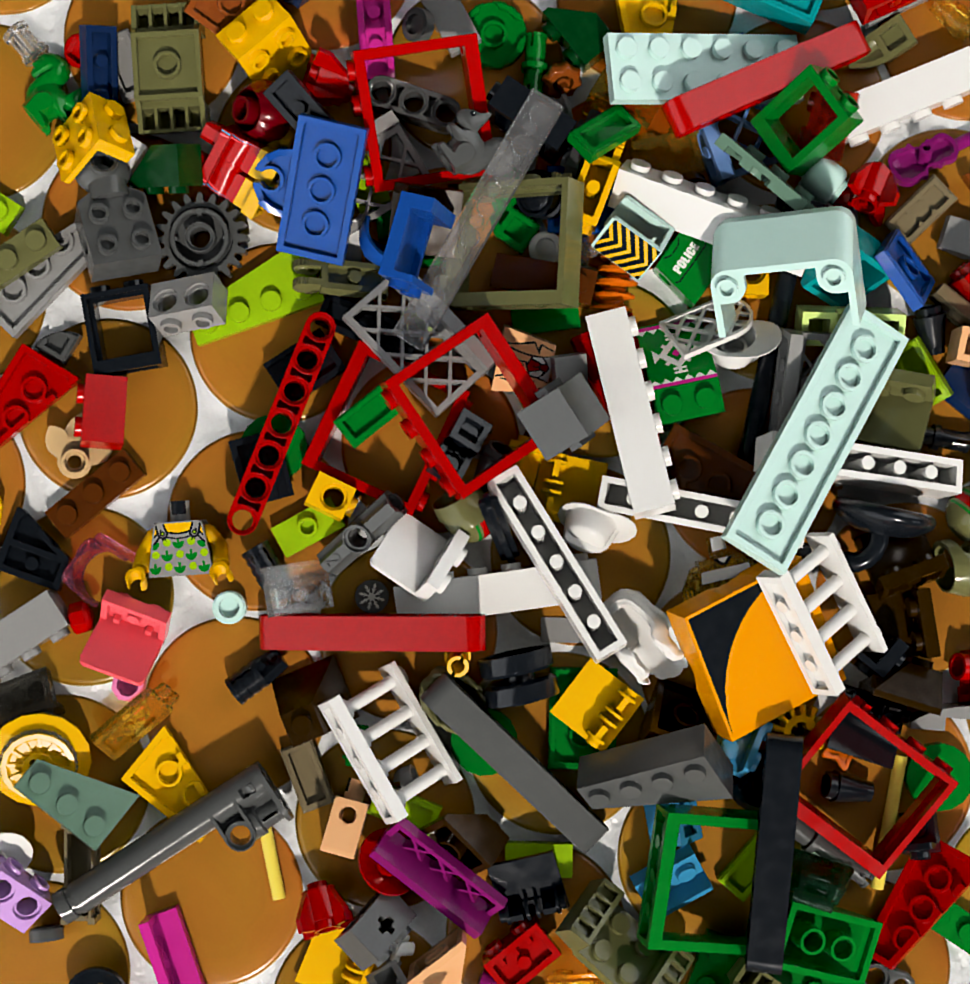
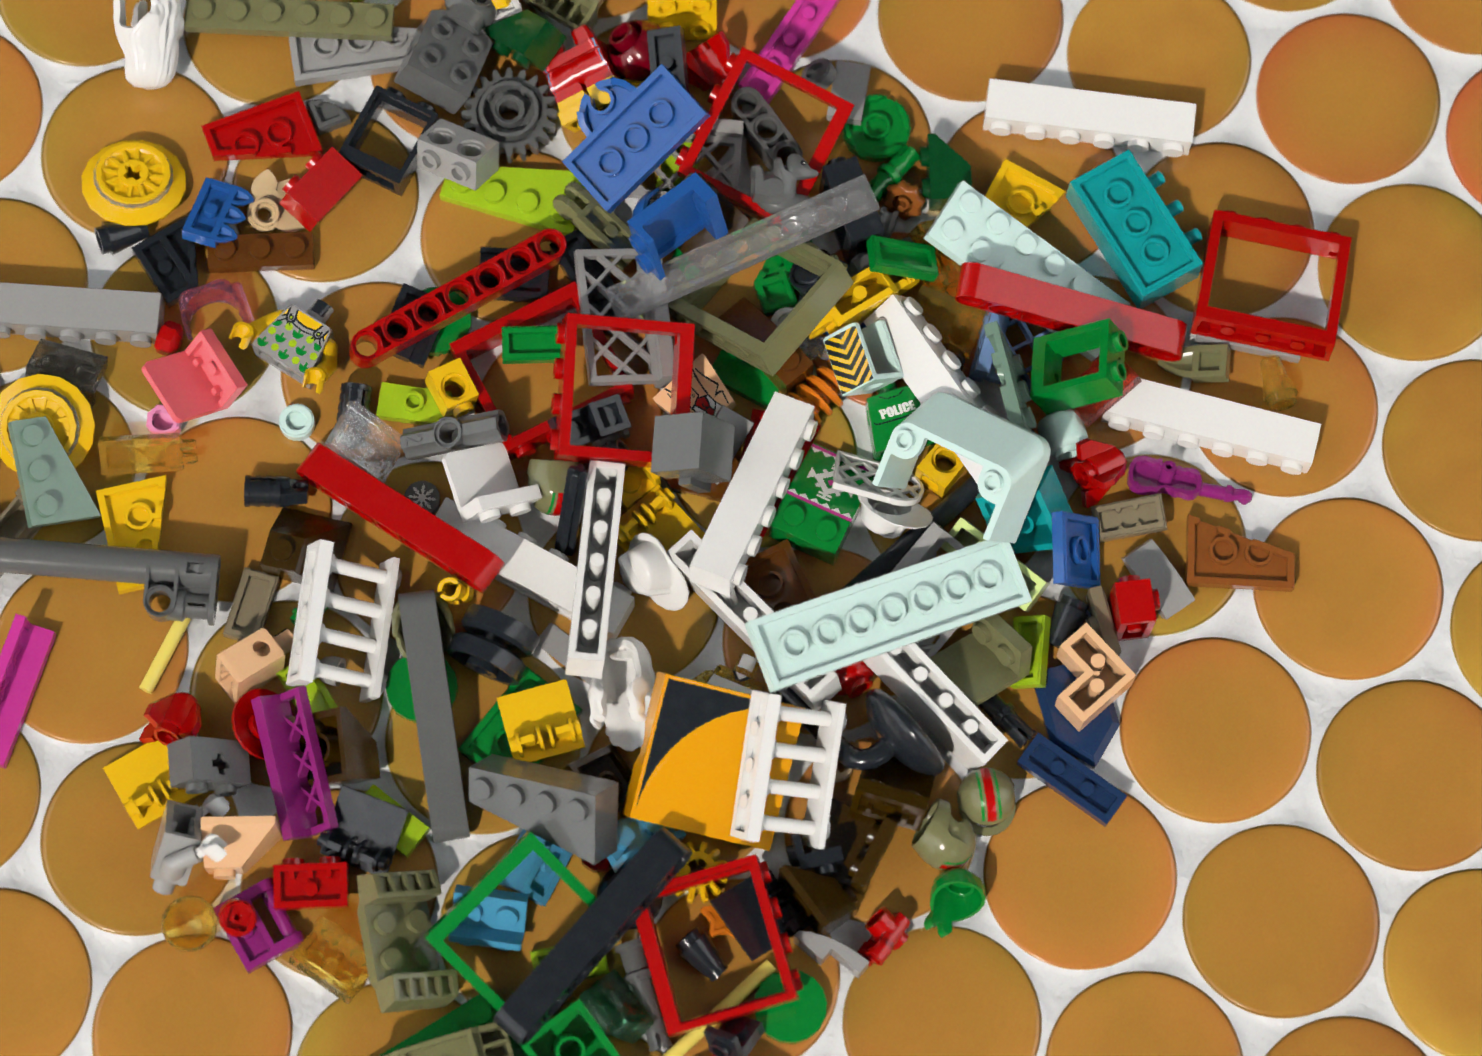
camera: 30 degrees right, 15 degrees down
(34, 492) = (214, 211): none -> blue plate

